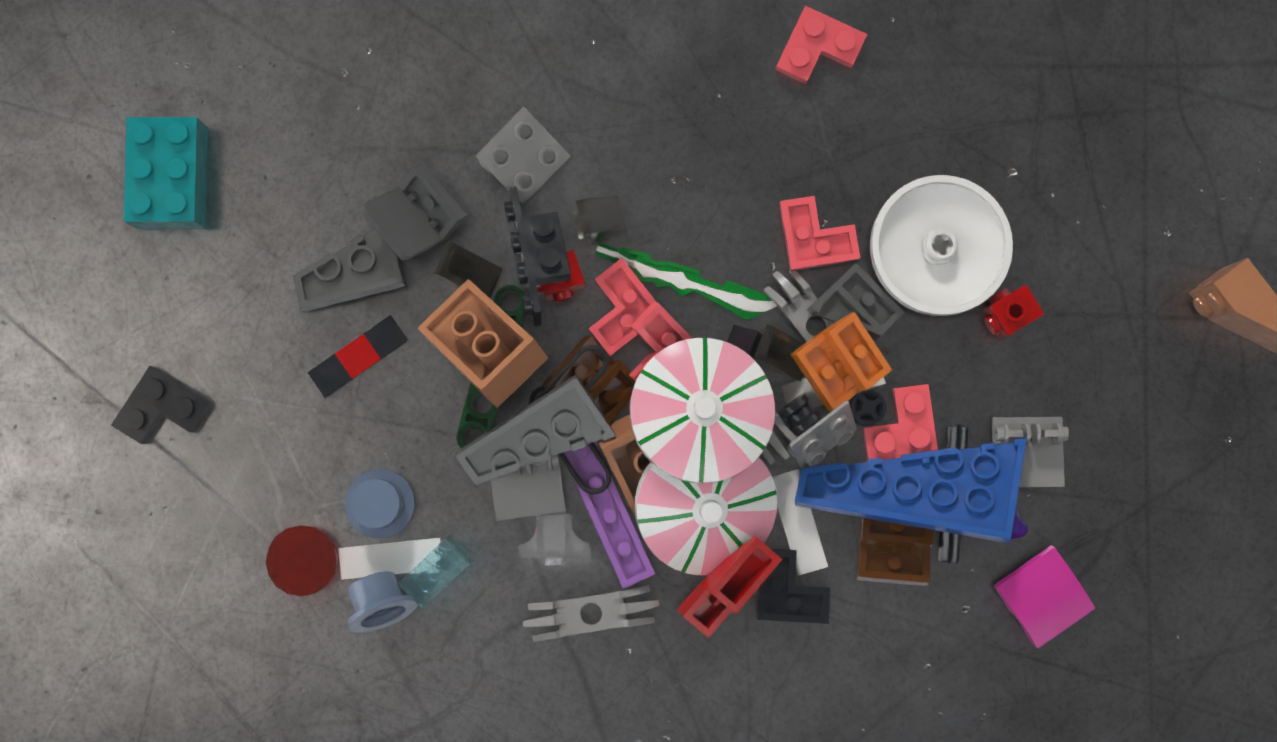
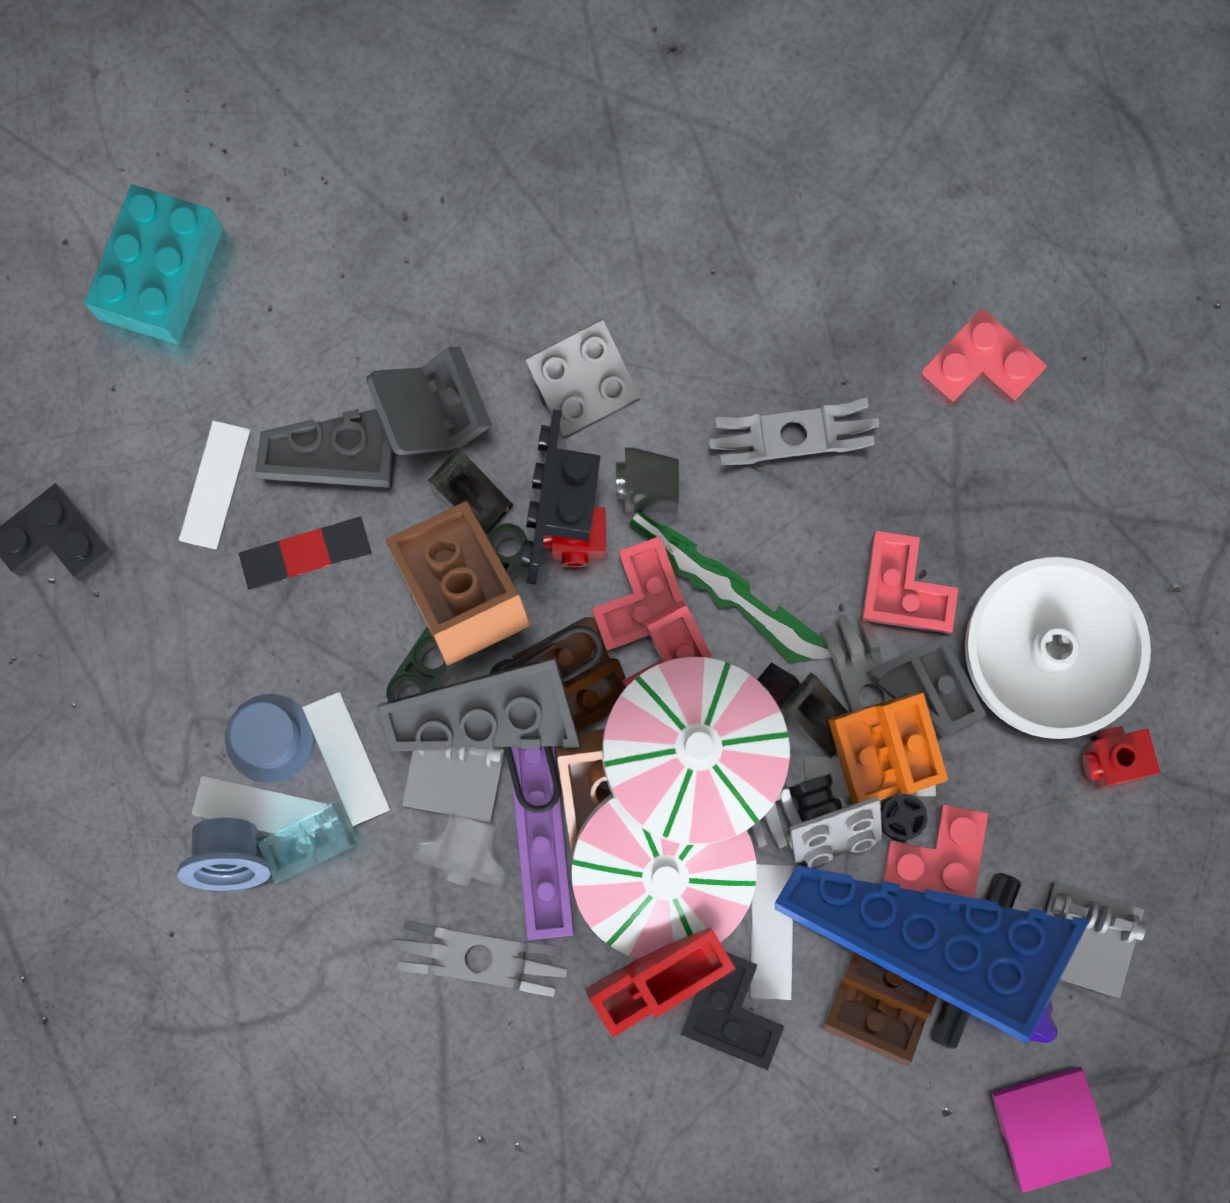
camera: 25 degrees right, 5 degrees down
(271, 327) = (214, 485): none -> white sticker
(302, 560) = (152, 775): clear red tile -> none
(442, 499) = (346, 758): none -> white sticker
(710, 133) = (819, 427): none -> light grey piece

